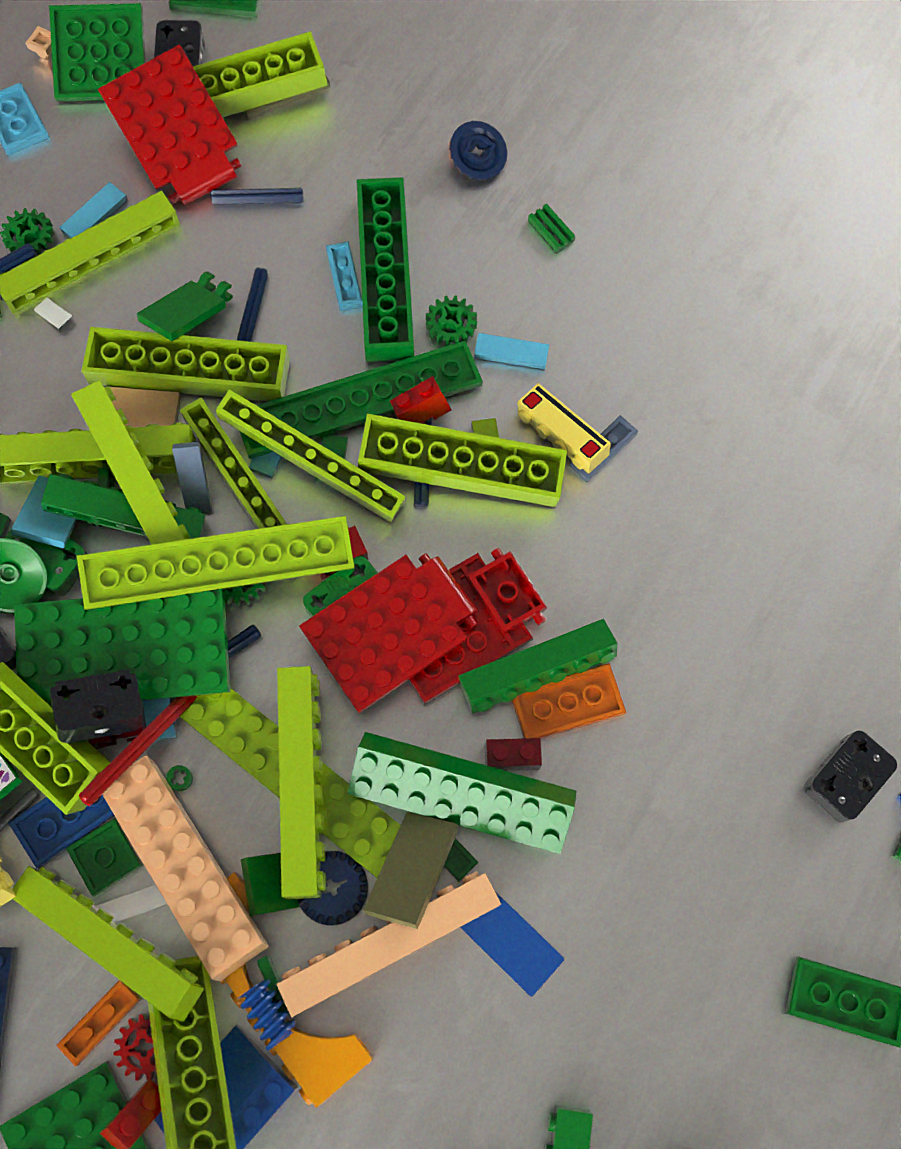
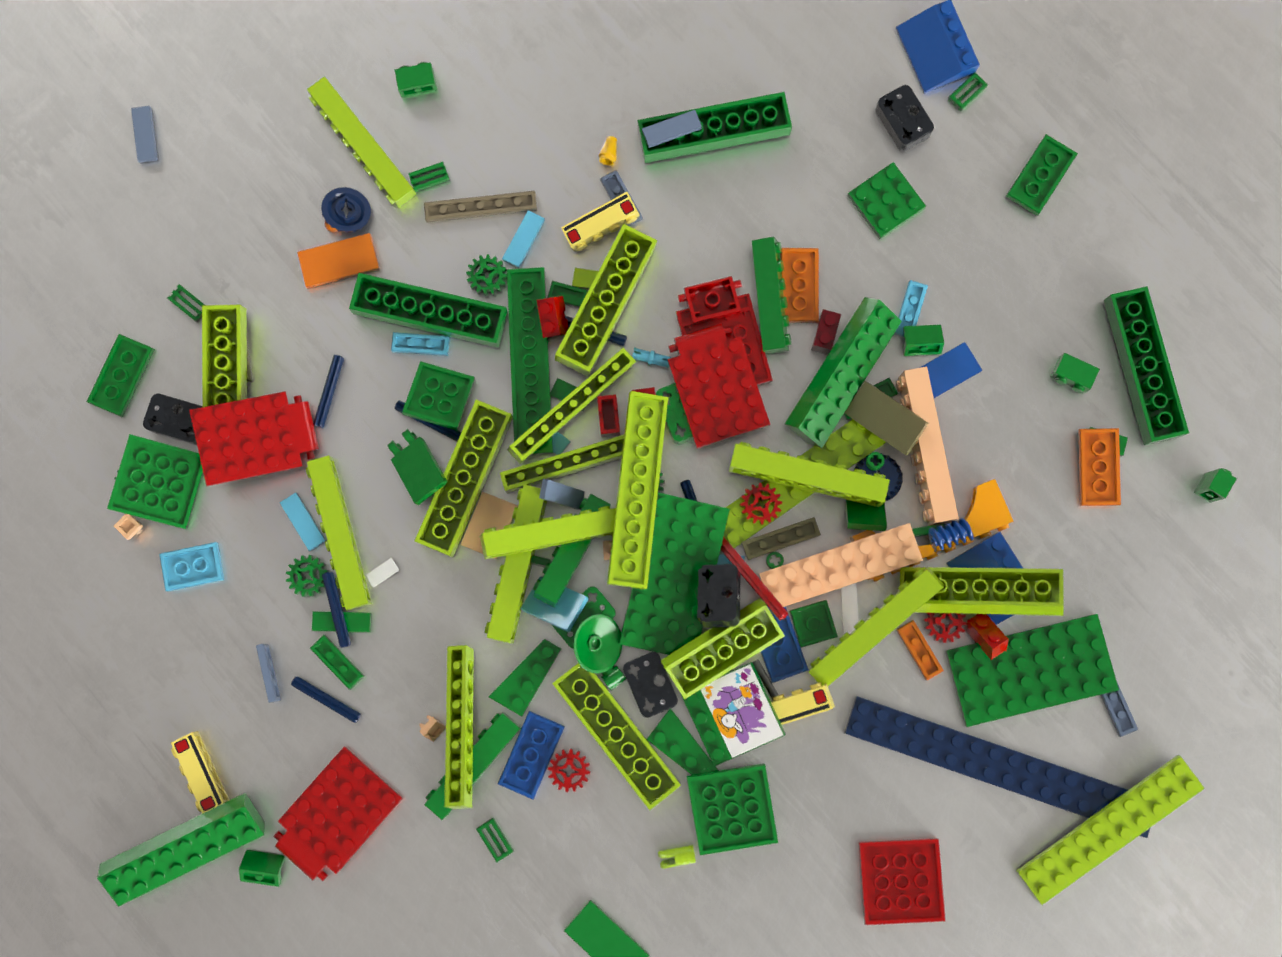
camera: 65 degrees left, 10 degrees up
(210, 777) = (781, 538): none -> olive plate
(238, 738) = (765, 511): none -> red gear
(283, 309) = (438, 395): none -> green plate
(318, 505) = (608, 416): none -> red brick
(324, 18) = (176, 293): none -> green tile
(343, 870) = (870, 465): none -> green bush
(408, 538) = (651, 357): none -> medium azure pin
(418, 162) = (338, 260): none -> orange tile
(460, 415) = (572, 295): none -> green tile
(536, 293) = (480, 206): none -> dark tan tile
(546, 894) = (923, 340): none -> green panel
(564, 145) = (361, 142): none -> lime brick
(584, 865) = (911, 305): none -> medium azure tile
(656, 414) = (608, 152): none -> yellow cone
(663, 179) = (415, 79): none -> green brick
(712, 472) = (671, 128): none -> sand blue tile
(726, 787) = (886, 200): none -> green plate
(738, 530) = (723, 127): none -> green brick

